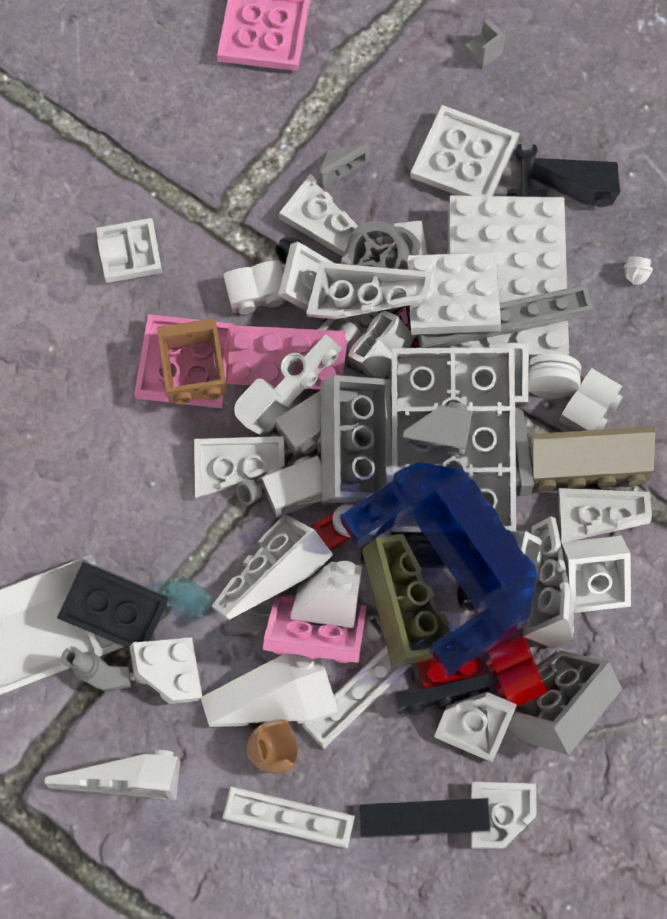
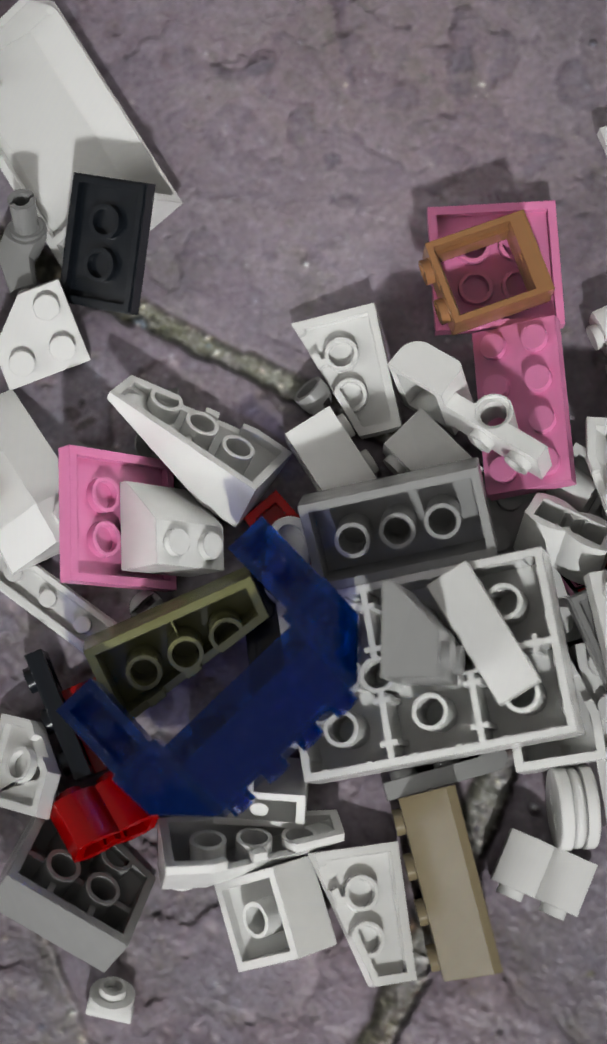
camera: 85 degrees right, 10 degrees up
(189, 597) = (144, 344): clear light blue brick -> none
(451, 387) = (484, 633): none -> white tile
(639, 691) = (111, 999): none -> white plate

